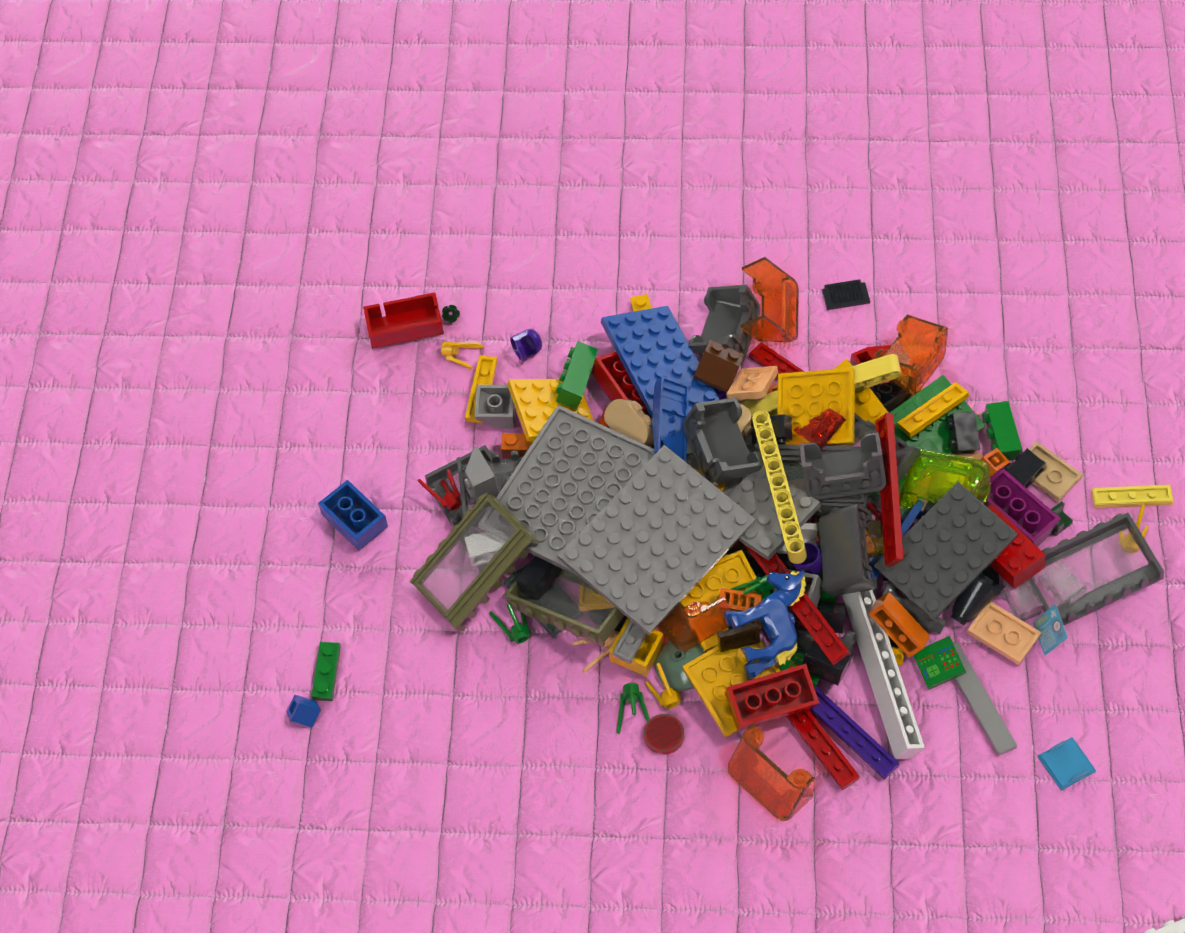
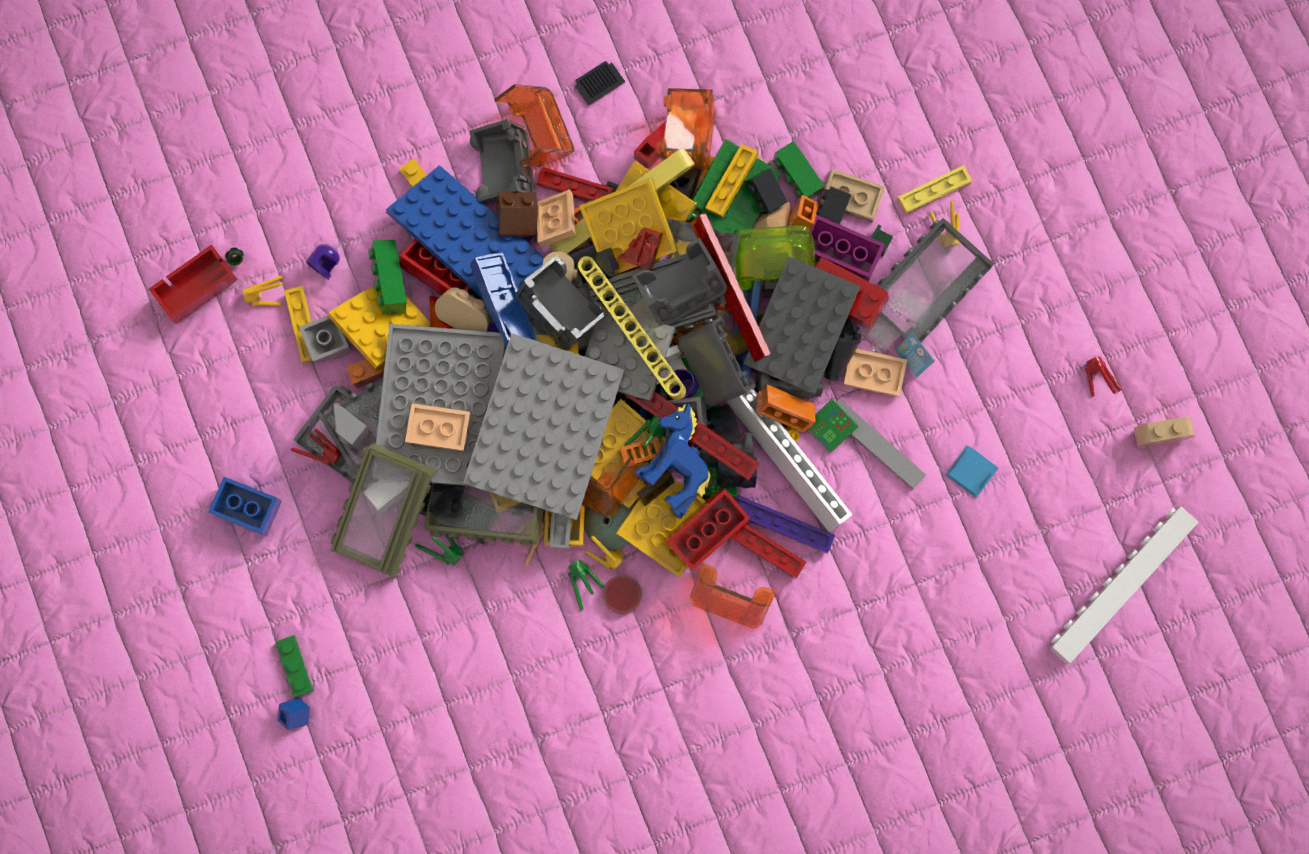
camera: 30 degrees left, 20 degrees up
(558, 503) = (437, 427): none -> light nougat plate

